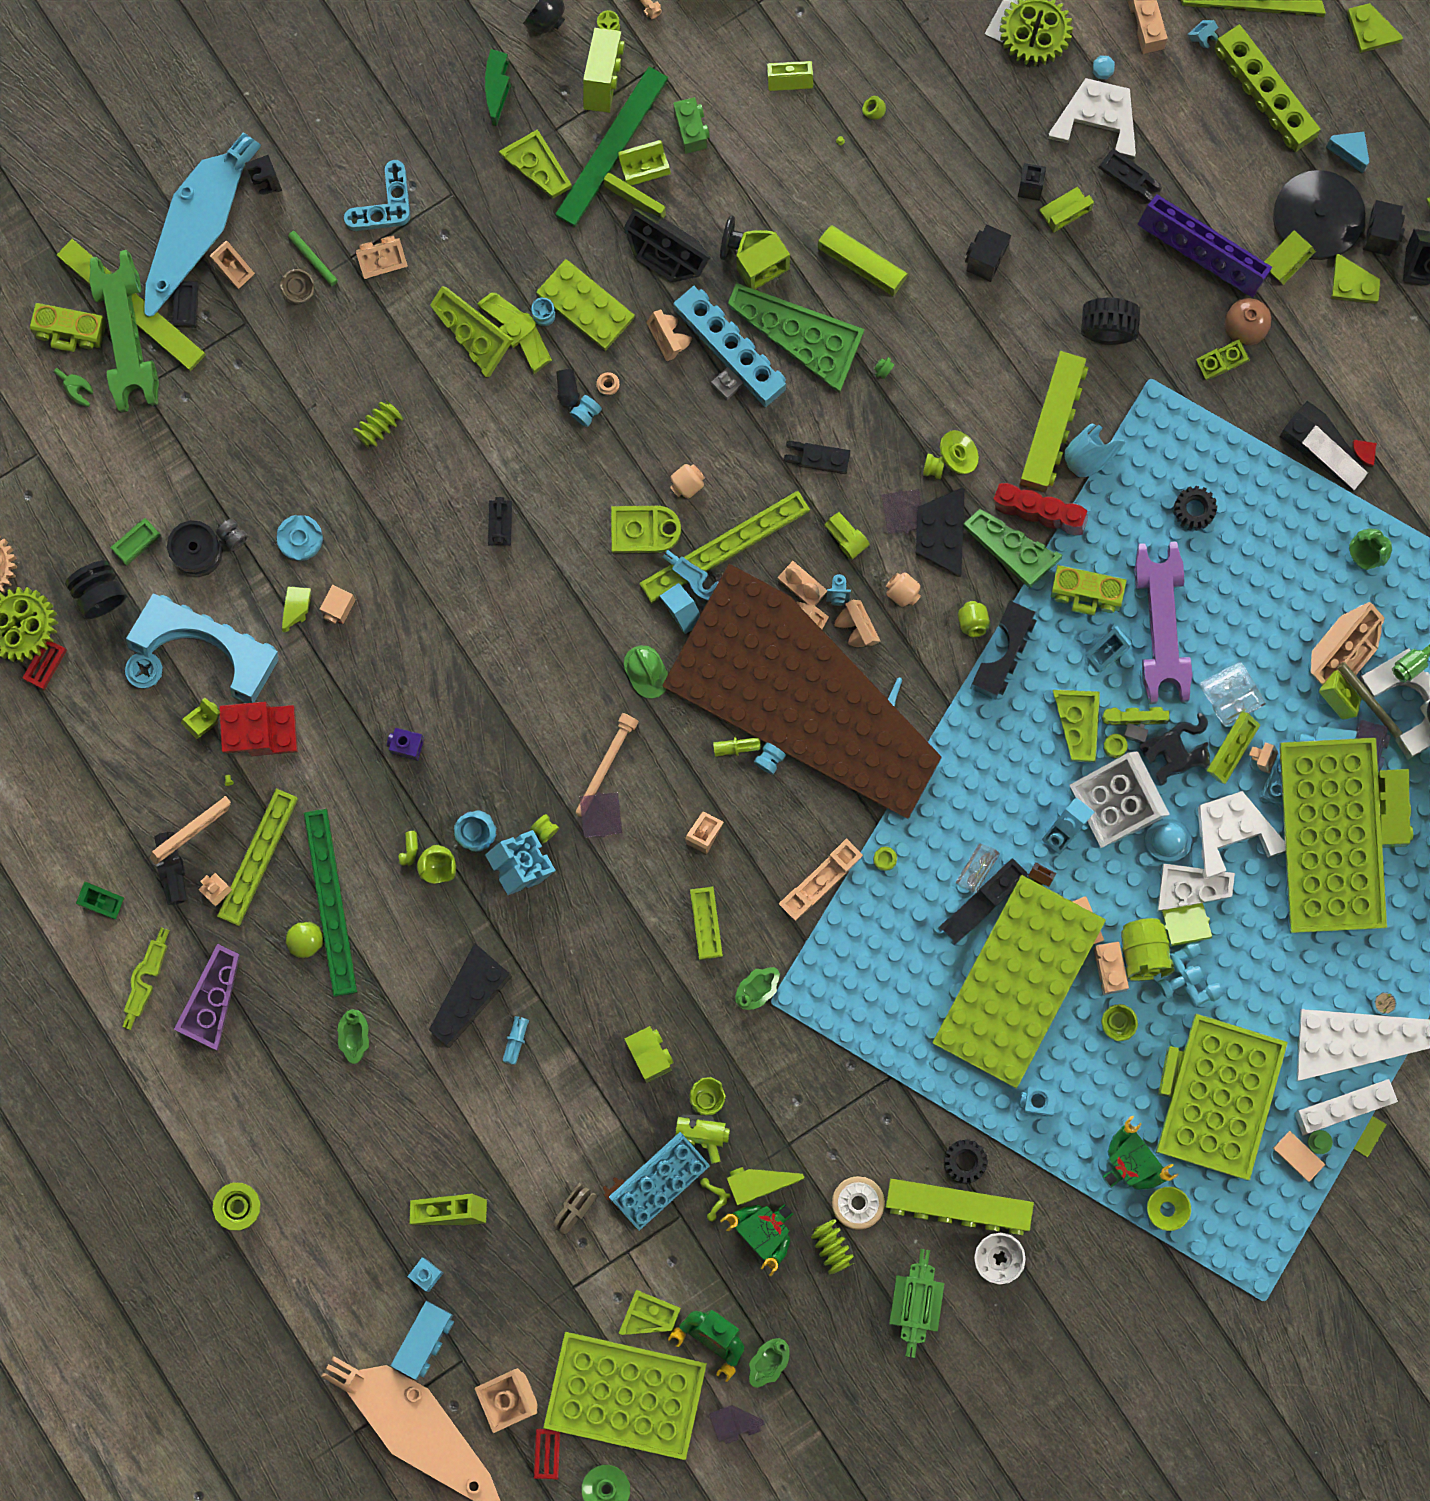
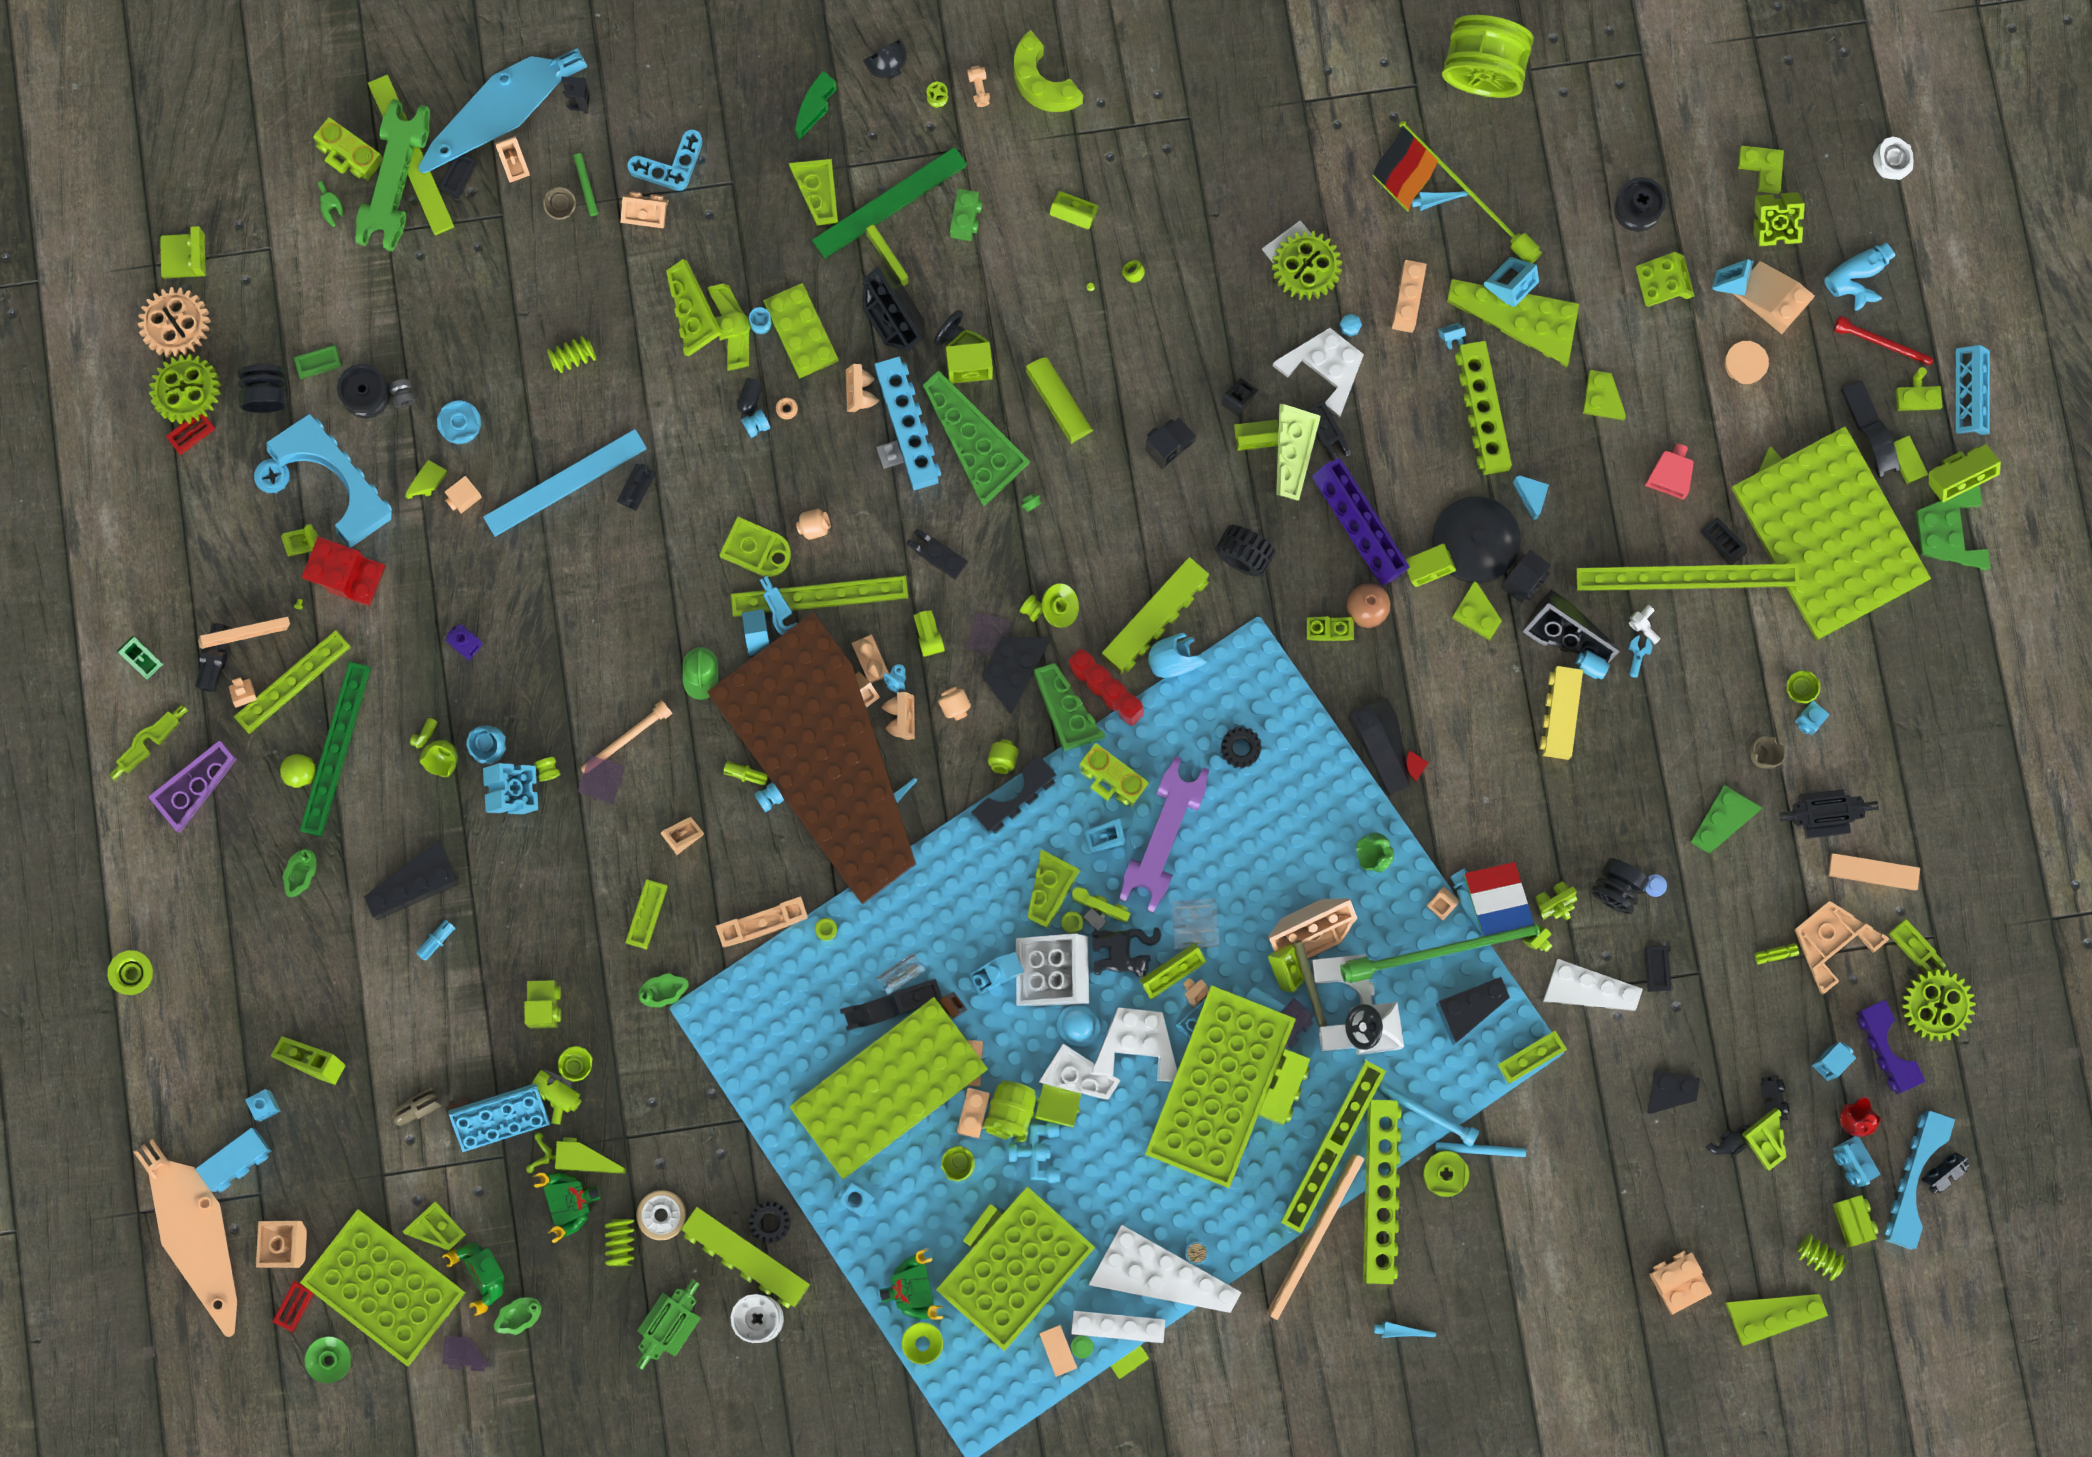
camera: 15 degrees right, 0 degrees up
(429, 549) = (564, 482): none -> medium azure tile
(601, 69) = (911, 131): wedge -> none
(644, 163) = (909, 230): lime bracket -> none
(1108, 201) = (1295, 446): none -> yellowish green wing

